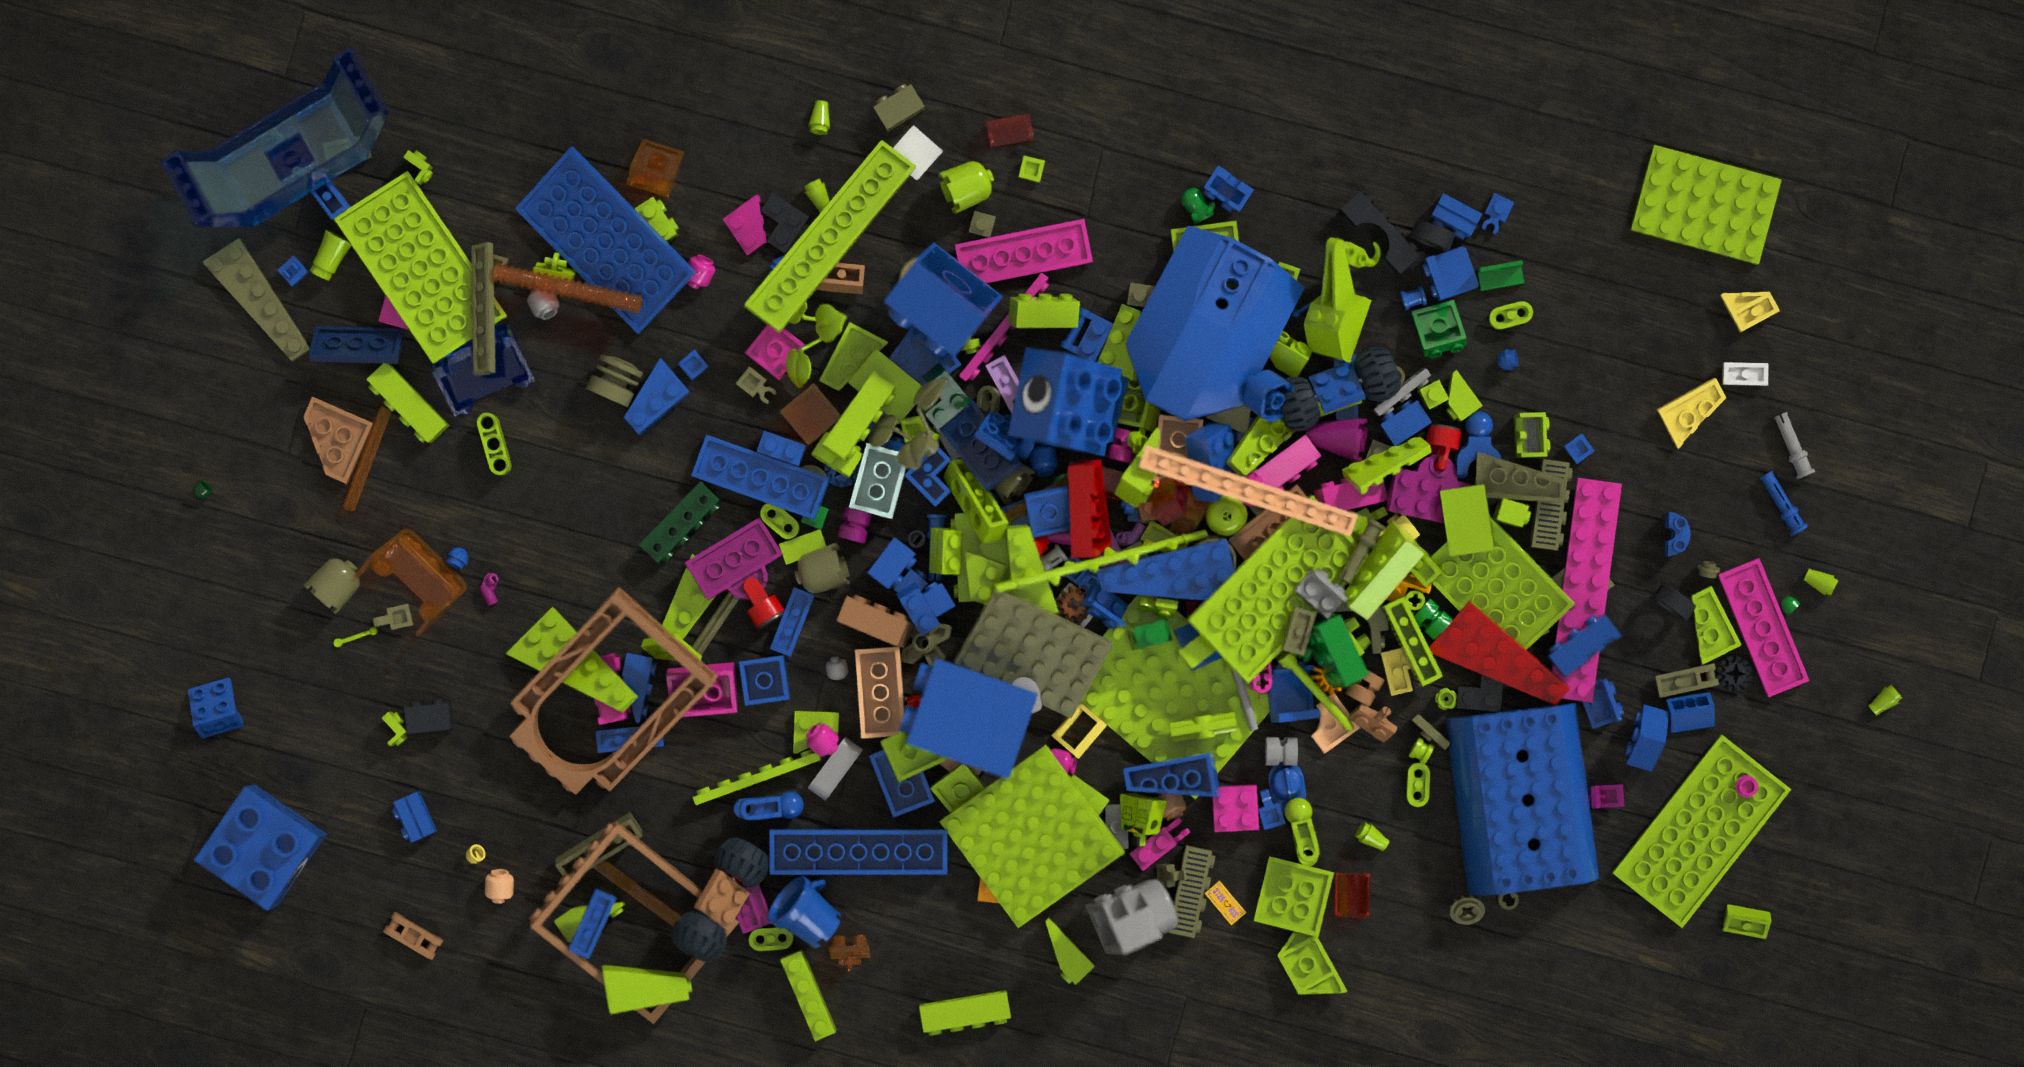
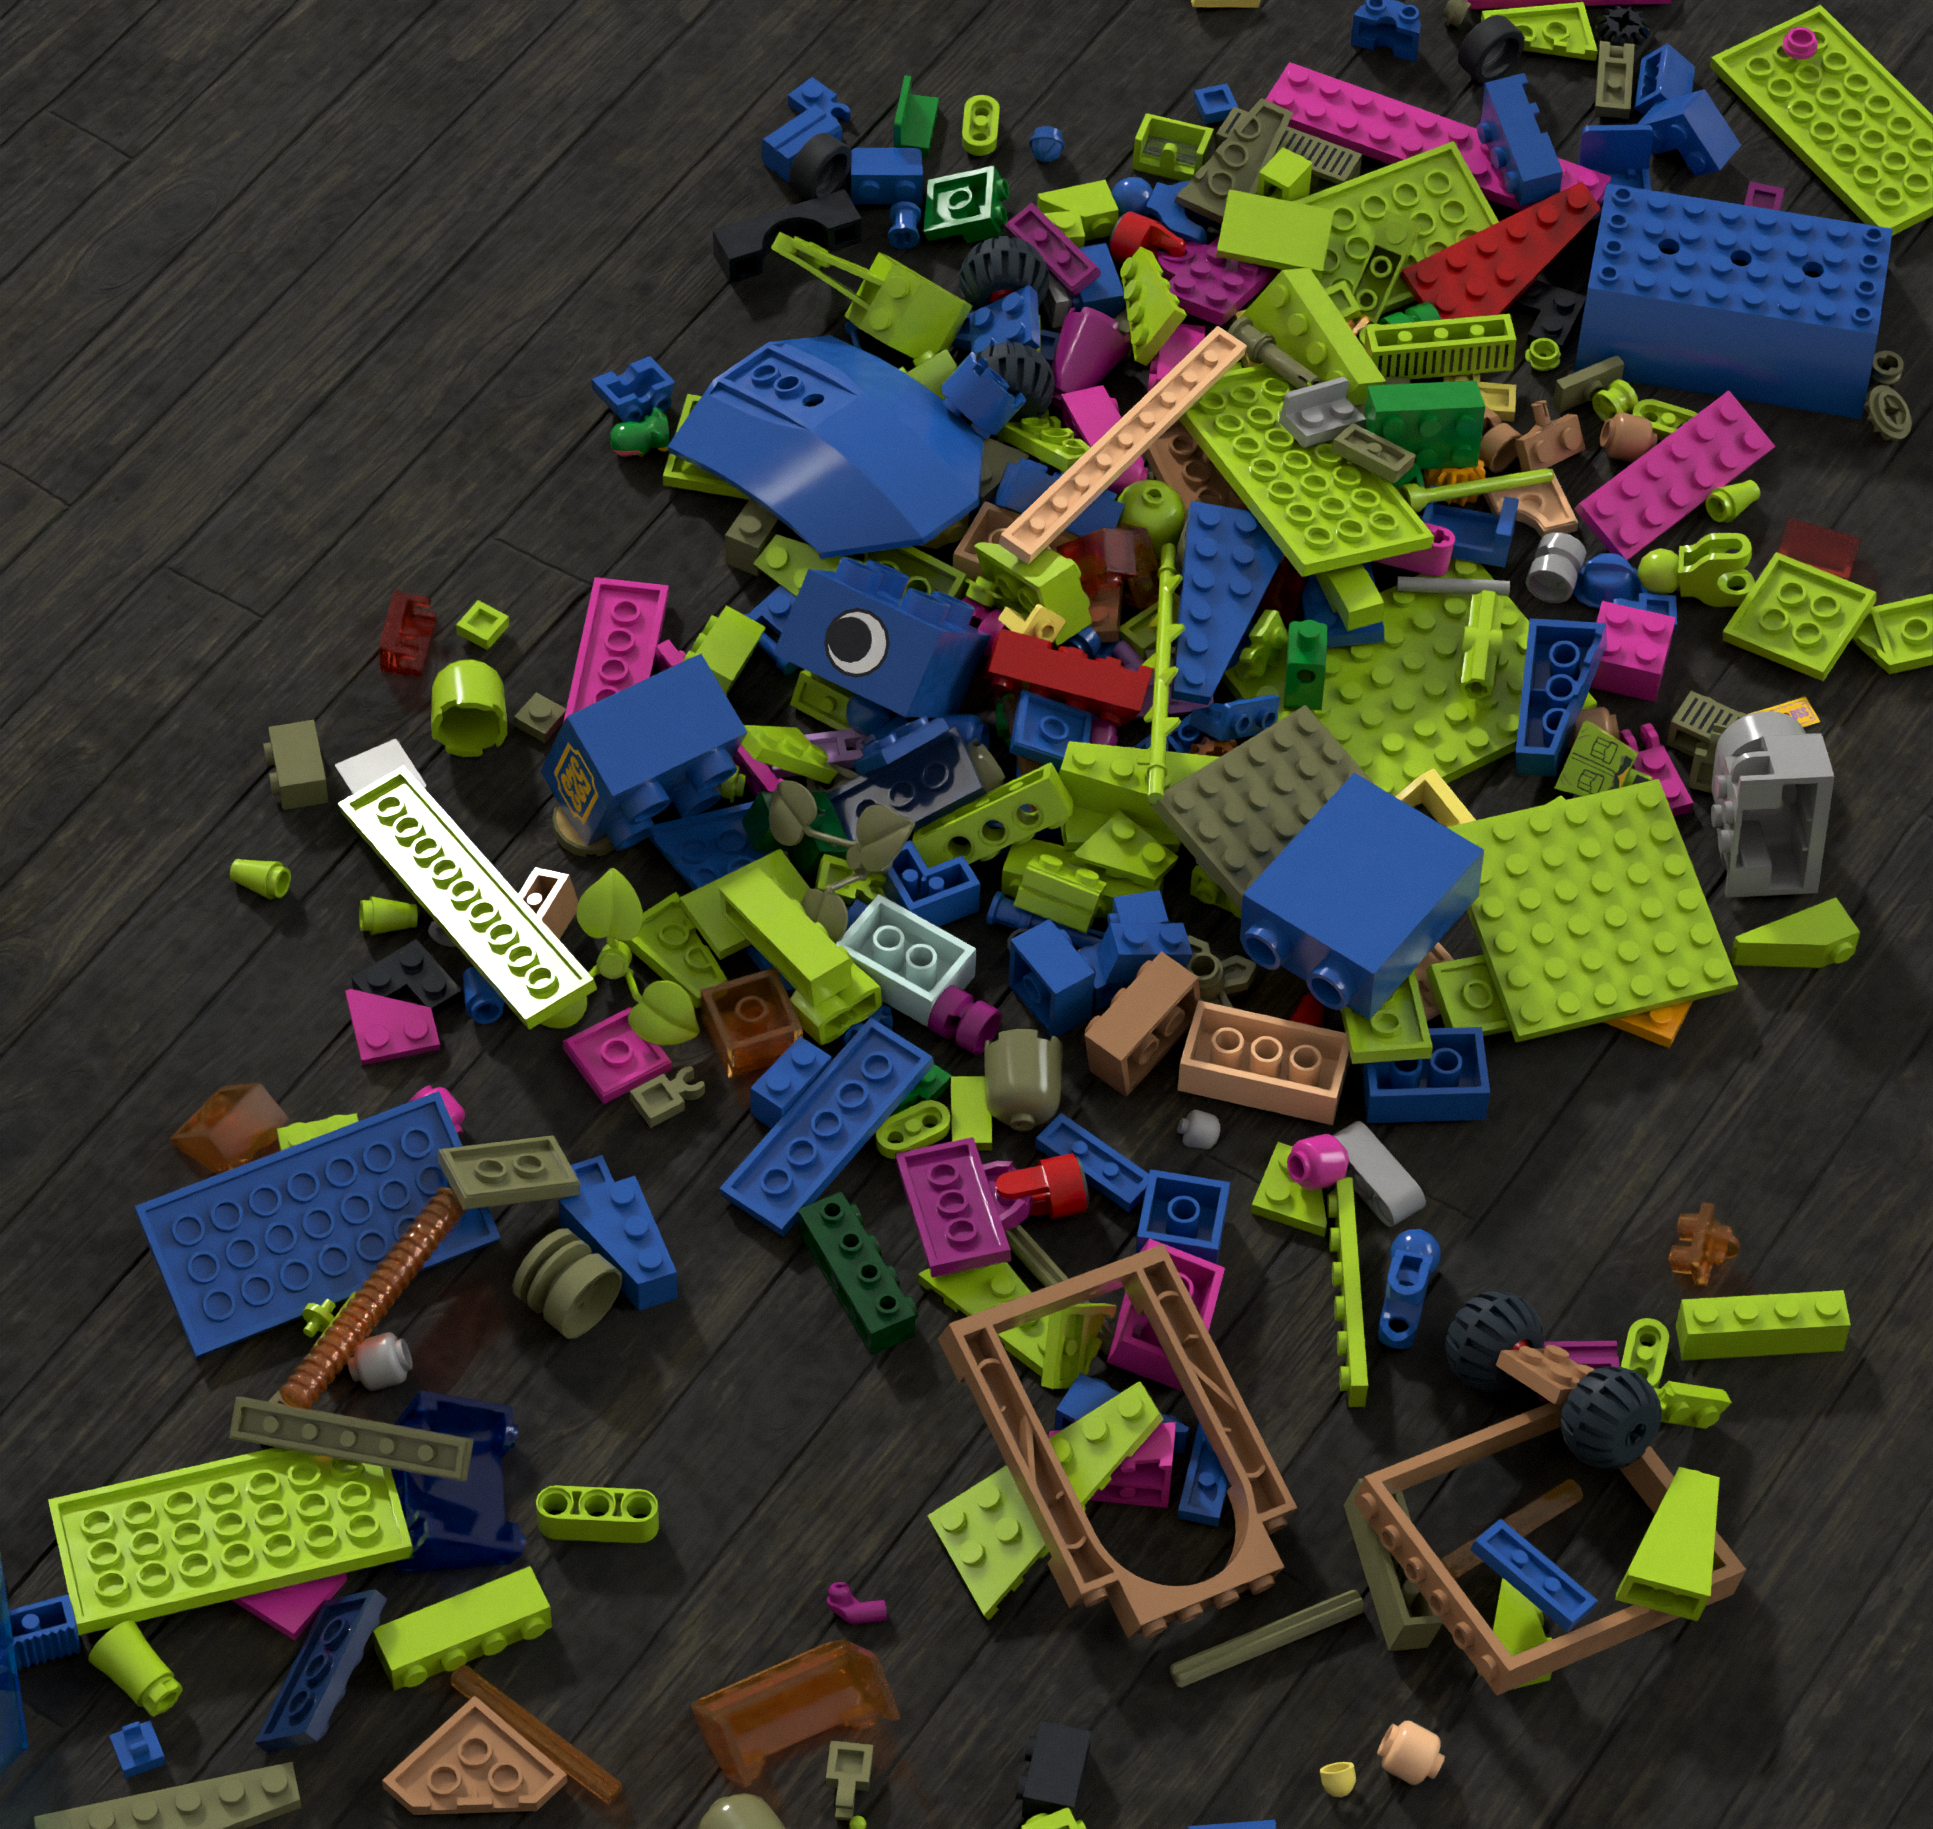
camera: 75 degrees left, 35 degrees down
(419, 161) = (45, 1477): lime bracket -> none
(457, 558) = (780, 1638): blue plate -> none
(542, 796) = (1266, 1638): none -> olive axle
(662, 327) = (508, 1172): none -> olive tile
(735, 965) = (1691, 1404): none -> lime hinge
(804, 911) = (1611, 1270): blue piece -> none
(858, 851) = (1532, 1167): blue brick -> none
(965, 1011) = (1860, 1108): lime brick -> none
(980, 373) = (788, 750): none -> lime wing
(1111, 476) = (1040, 624): none -> light yellow bracket
(1374, 800) = (1674, 477): none -> dark pink plate
(1395, 765) = (1627, 437): none -> medium nougat head
(1409, 394) = (1060, 254): none -> magenta tile
(1468, 590) = (1384, 264): none -> lime slope

